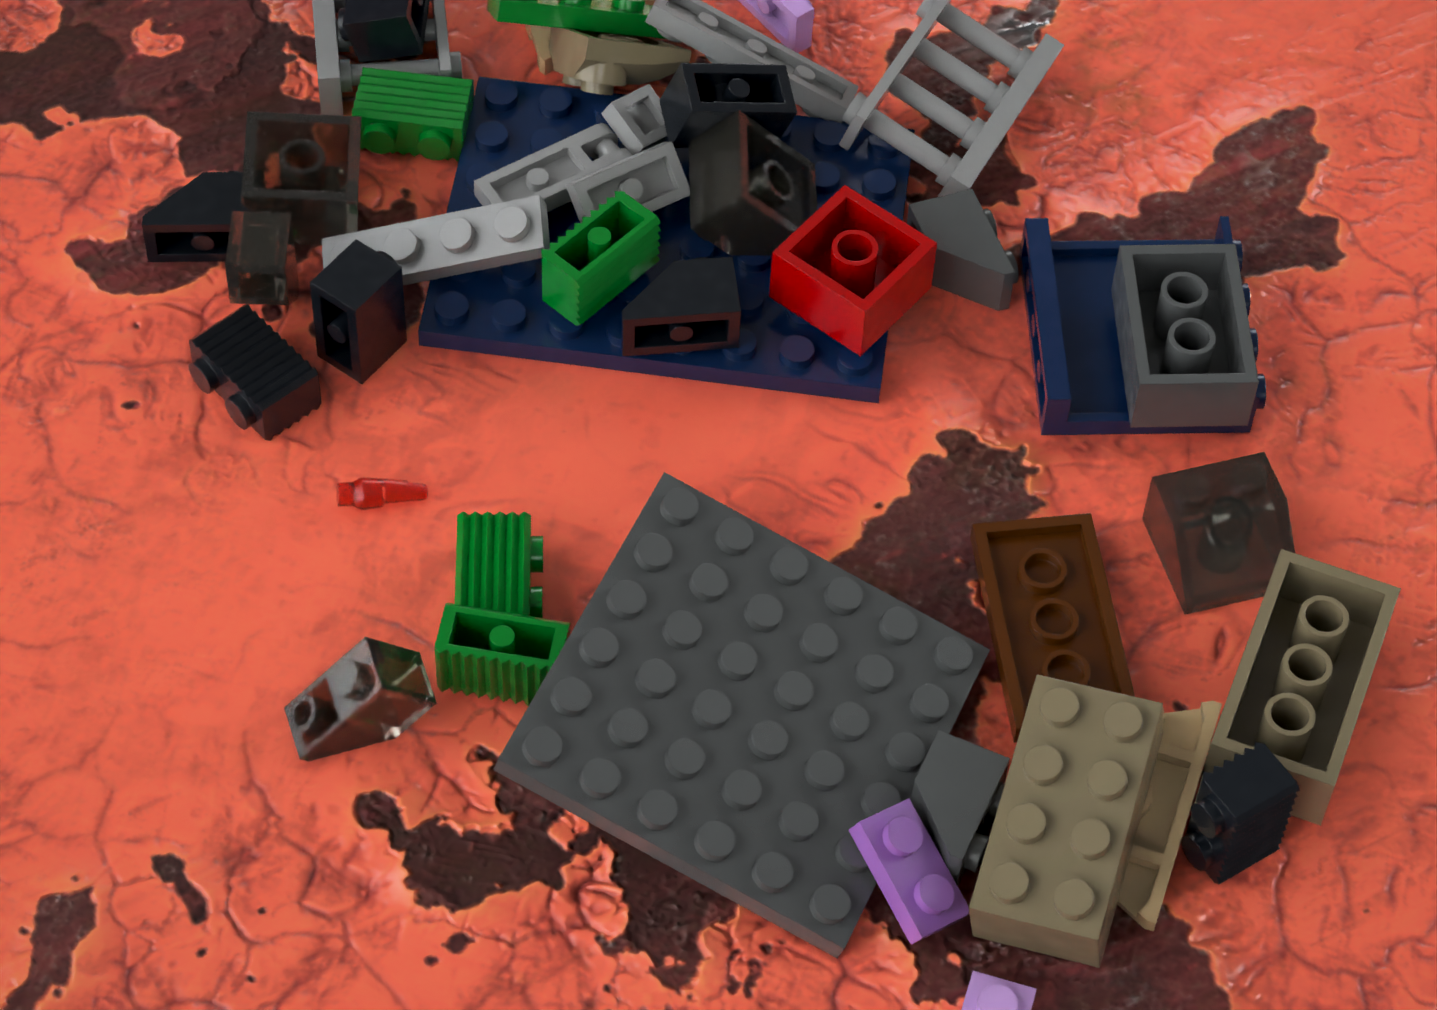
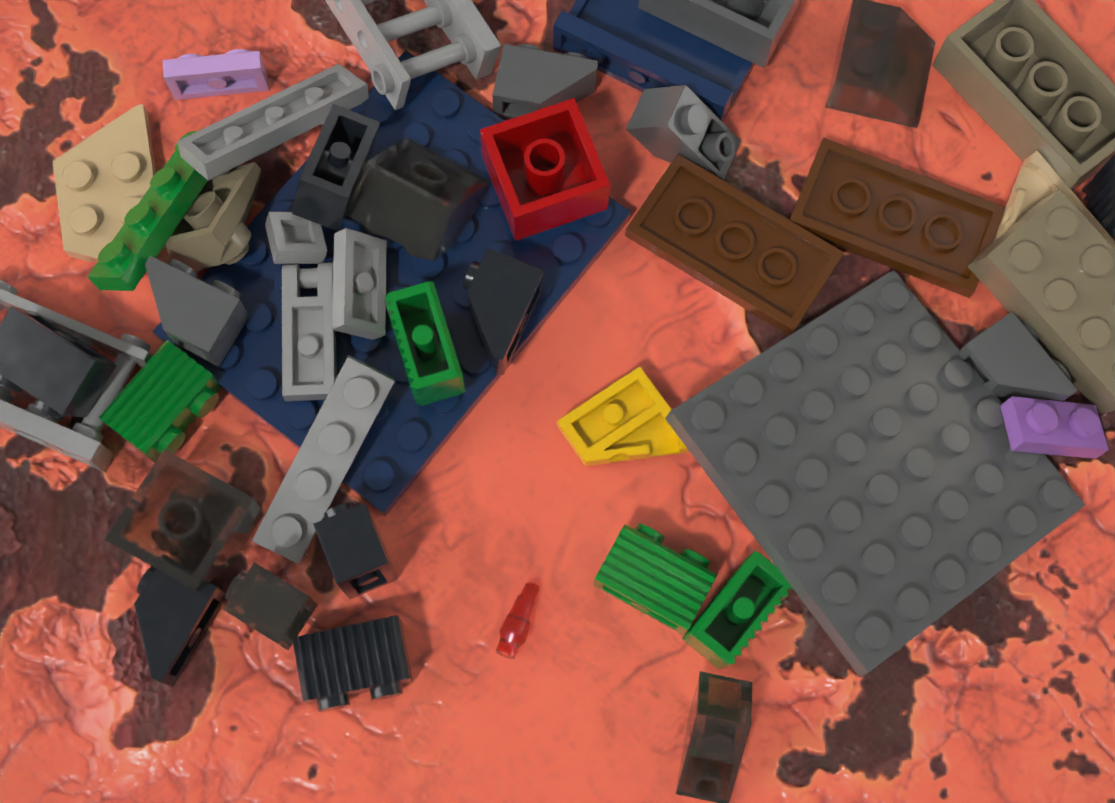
camera: 60 degrees left, 20 degrees up
(510, 82) = (196, 314): none -> dark grey slope
(626, 468) = (622, 424): none -> yellow wing
(912, 493) = (734, 244): none -> reddish brown plate
(1002, 394) = (678, 122): none -> dark grey slope

